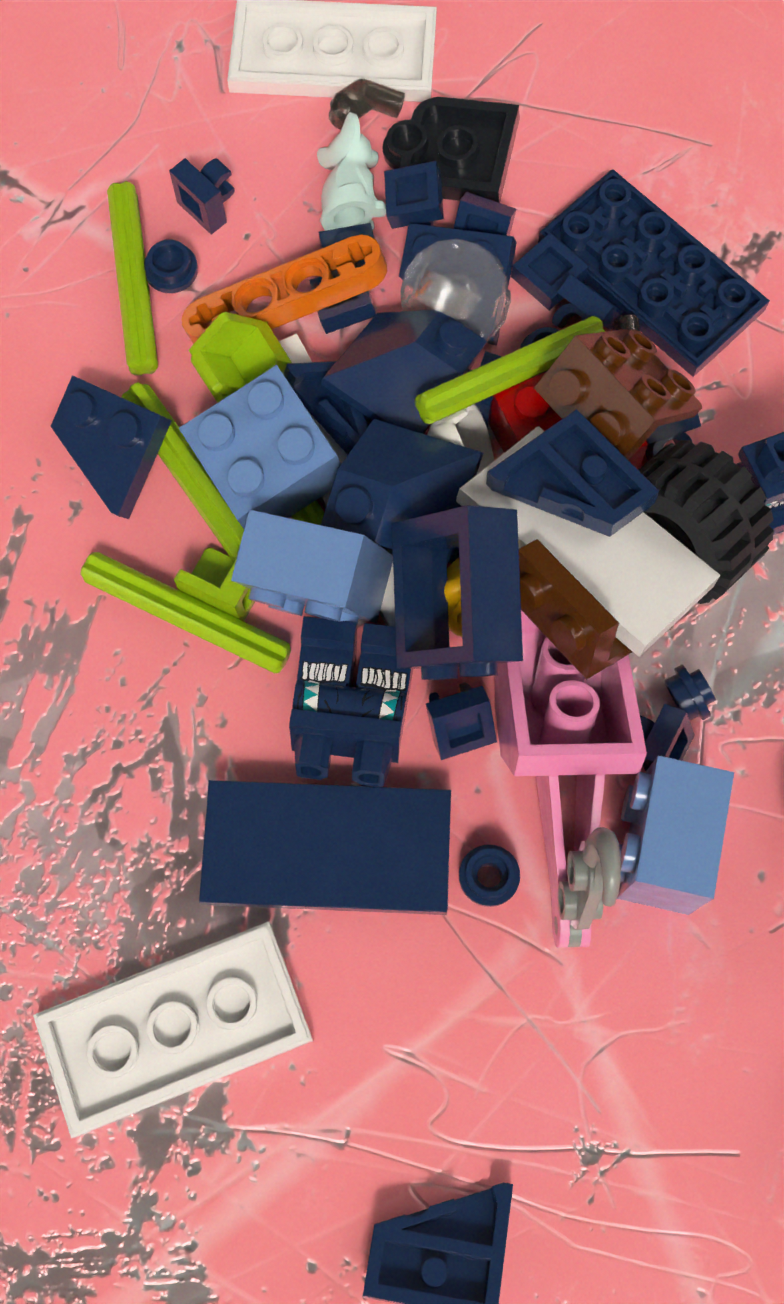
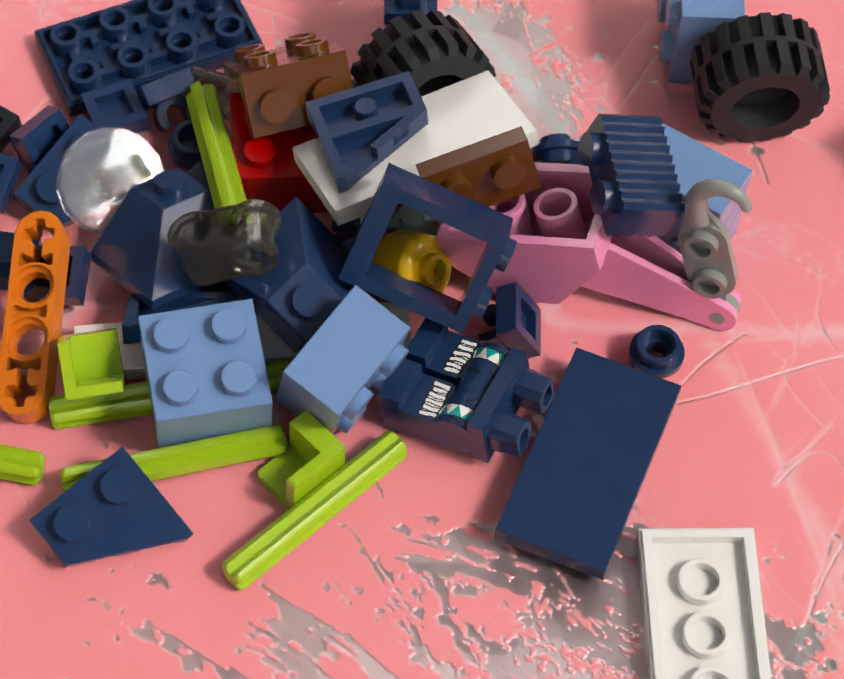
camera: 75 degrees left, 15 degrees down
(390, 405) = (221, 243): none -> clear smoke piece
(622, 761) = (631, 175): none -> dark blue brick

